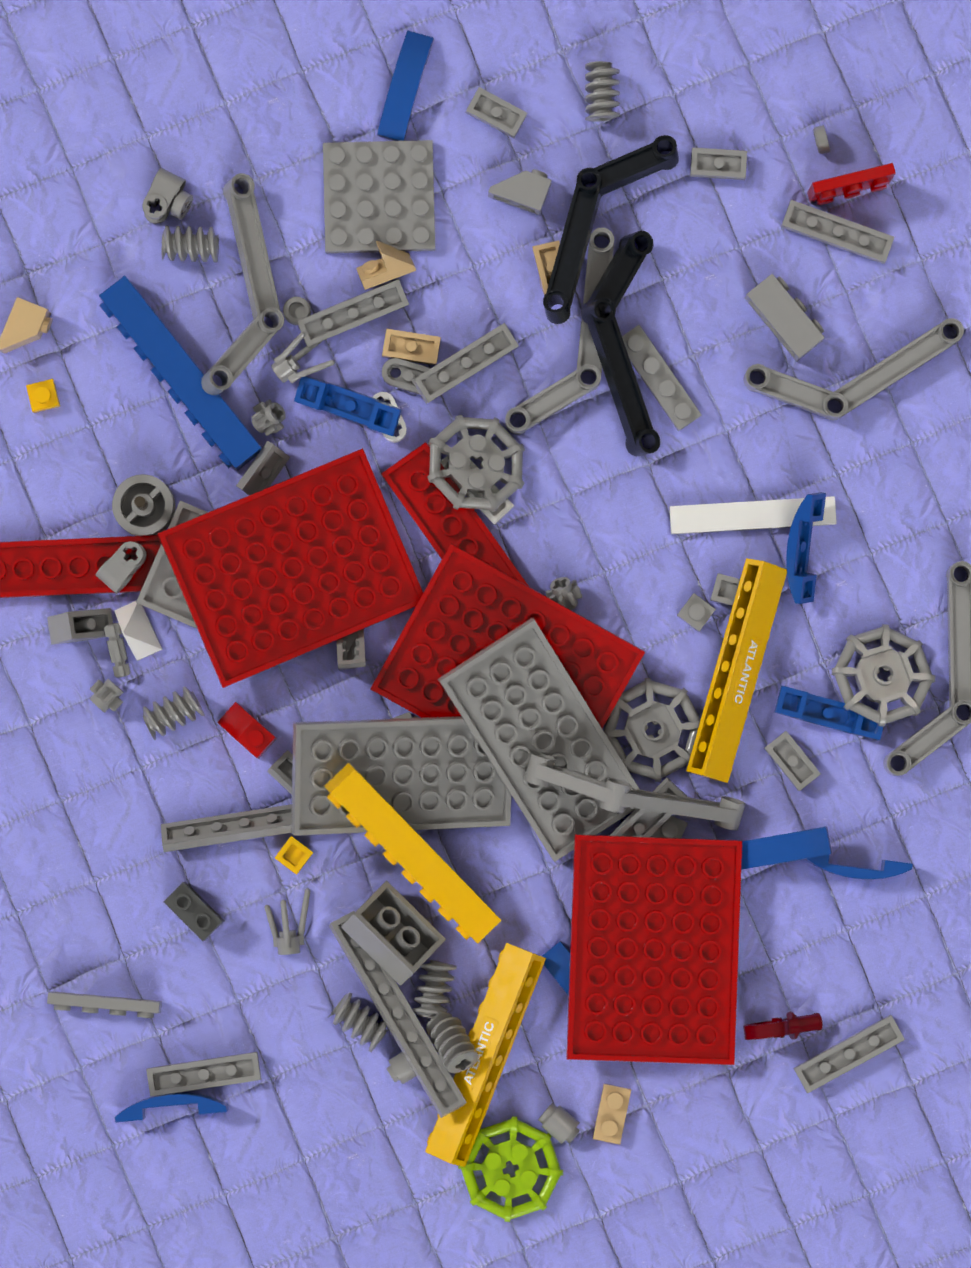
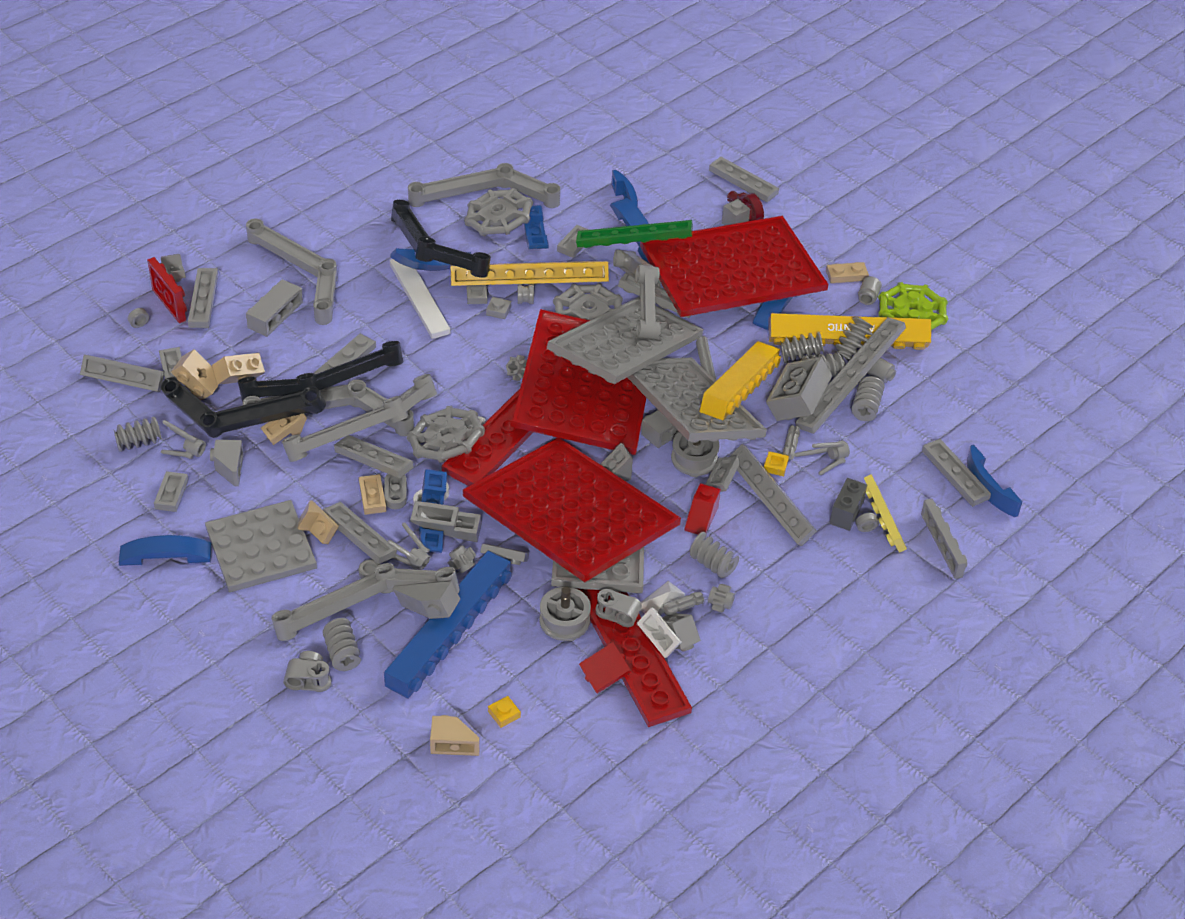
camera: 110 degrees left, 40 degrees down
(57, 525) = (605, 667): none -> red piece
(71, 599) = (659, 632): none -> white slope
(159, 949) = (886, 520): none -> light yellow plate
(161, 922) = (867, 522): none -> light grey tile
(201, 352) = (428, 599): none -> light grey slope
(325, 891) = (791, 441): none -> light grey axle
(329, 417) = (447, 519): none -> light grey slope
(472, 974) = (802, 347): none -> light grey piece
(496, 843) = (705, 356): none -> light grey axle
(513, 400) = (393, 409): none -> light grey piece
(564, 155) = (192, 445): none -> light grey plant
(666, 237) = (235, 367): none -> tan brick
(672, 183) = (195, 374): none -> tan brick
(703, 653) = (525, 294): none -> light grey wheel
(722, 97) = (122, 373): none -> light grey plate
(748, 833) = (634, 233): none -> green plate
(767, 1004) = (735, 213): none -> light grey brick
(825, 535) = (427, 250): none -> black piece
(903, 205) = (174, 266): none -> light grey bracket

